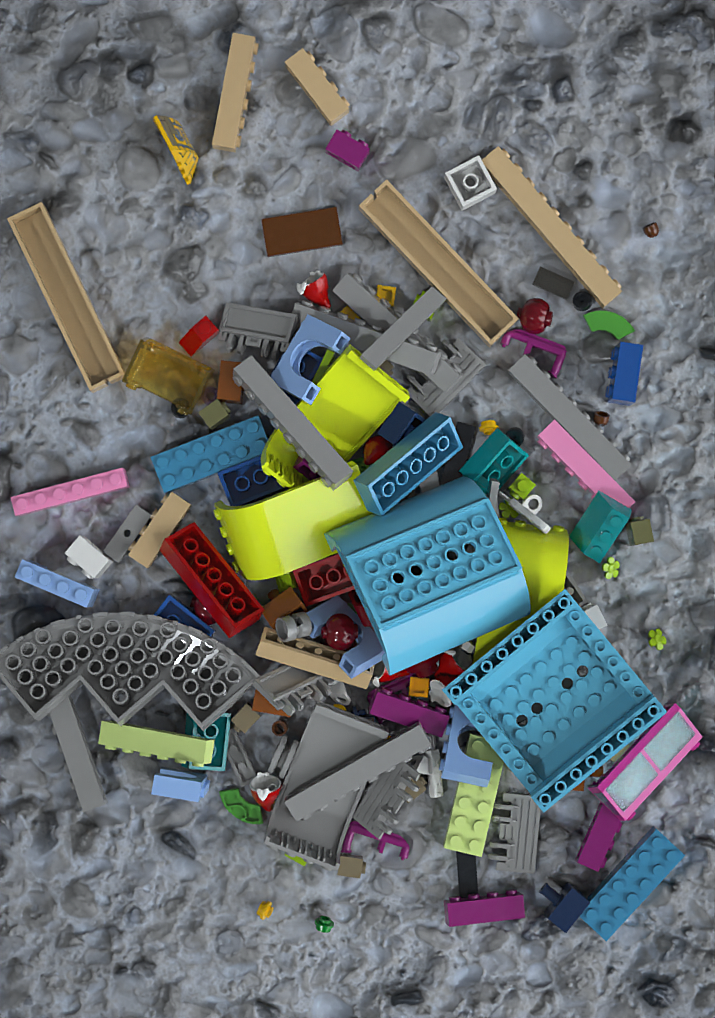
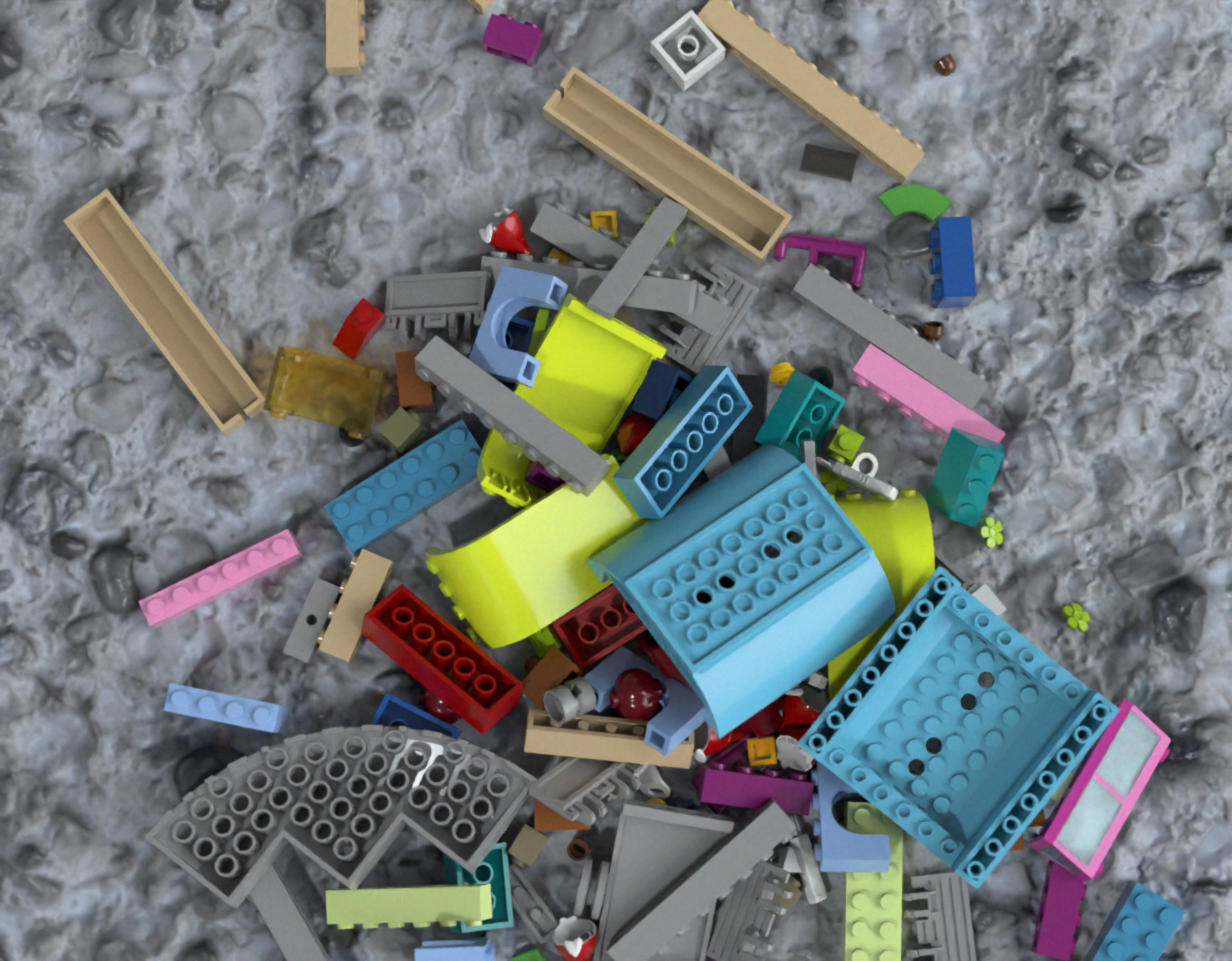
camera: 10 degrees left, 5 degrees down
(89, 557) = (264, 663): white brick -> none
(178, 145) = (279, 74): yellow wedge -> none
(247, 482) = (466, 513): blue brick -> none
(302, 232) = (472, 162): reddish brown tile -> none
(535, 316) = (813, 210): dark red plant -> none
(582, 301) = (872, 178): black tile -> none
(639, 531) = (1020, 472): olive brick -> none

